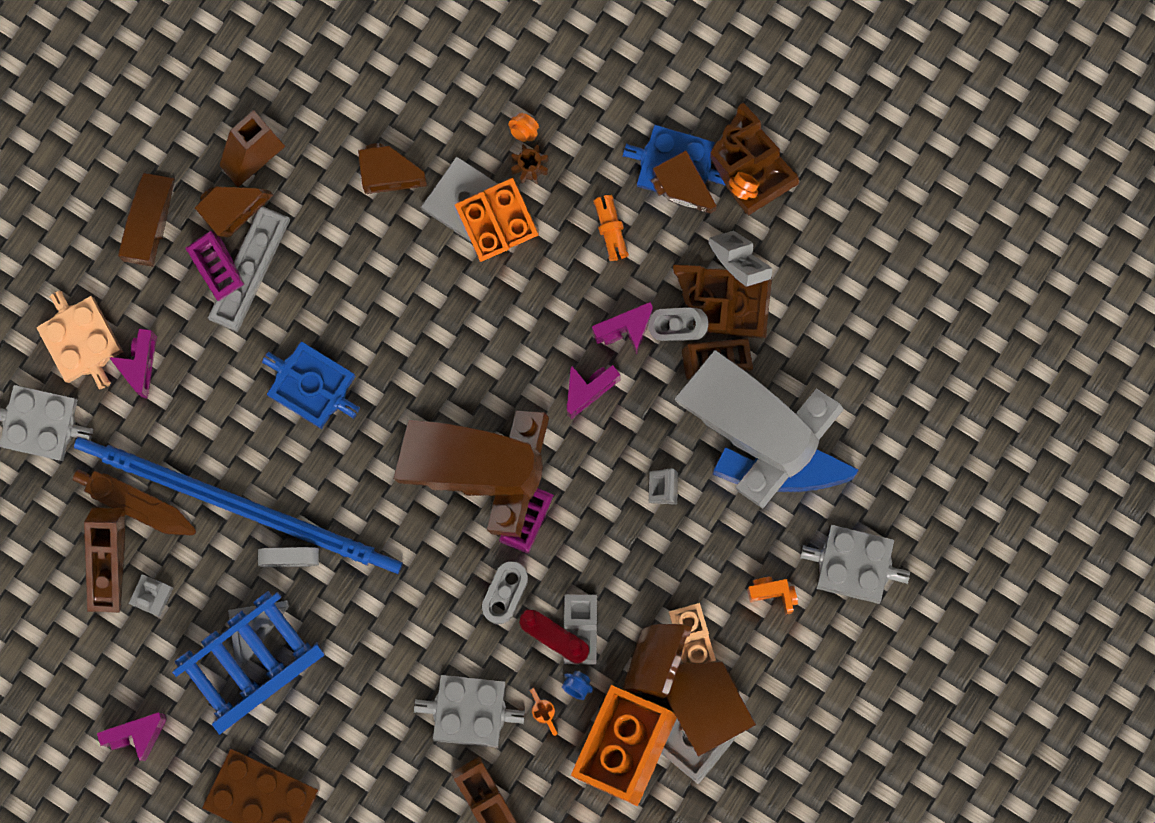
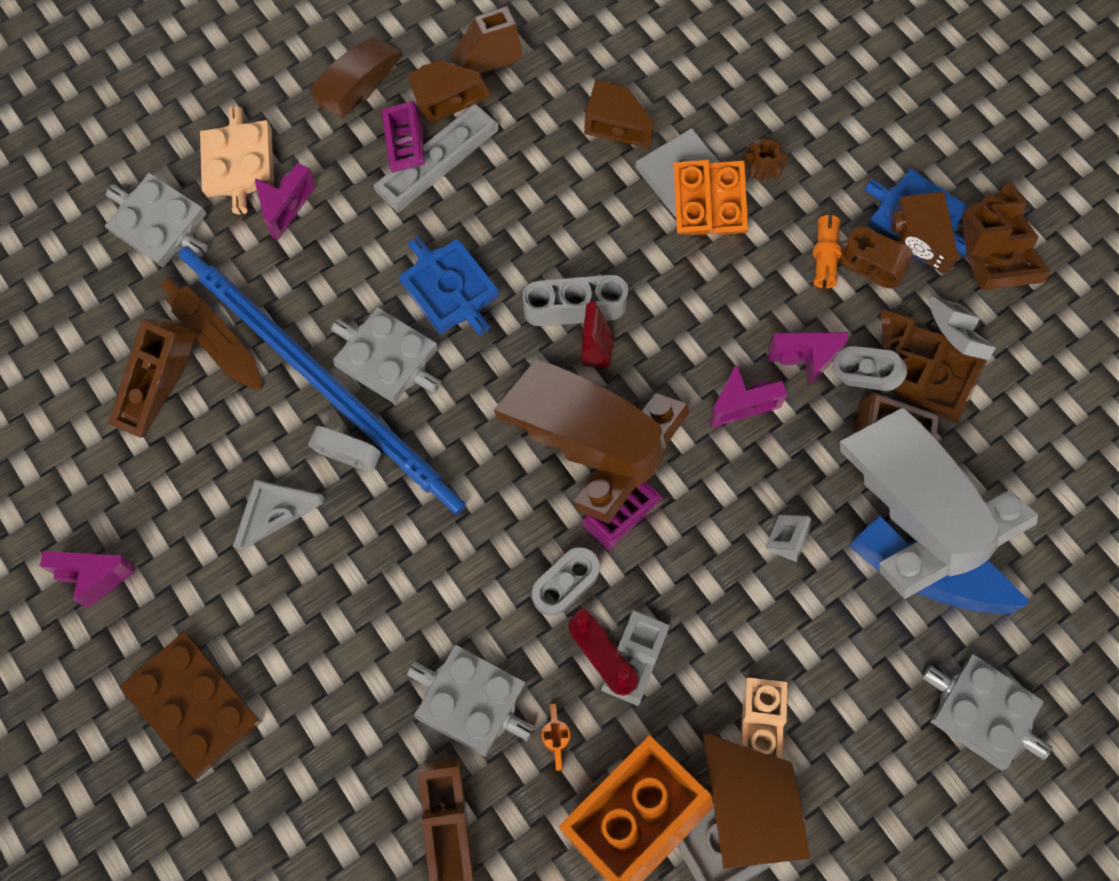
camera: 15 degrees right, 10 degrees down
(151, 595) = (181, 433): light grey tile -> none
(252, 693) = (235, 578): blue fence -> none
(285, 465) = (385, 355): none -> light grey plate
(429, 343) = (558, 291): none -> light grey beam
(451, 386) = (596, 338): none -> dark red slope
(523, 127) = (772, 124): orange plate -> none
(577, 685) = (607, 721): blue plate -> none
(656, 659) = (717, 726): reddish brown slope -> none
(657, 219) = (877, 258): none -> reddish brown piece
(744, 185) = (991, 254): orange plate -> none
(765, 588) = (872, 698): orange bracket -> none

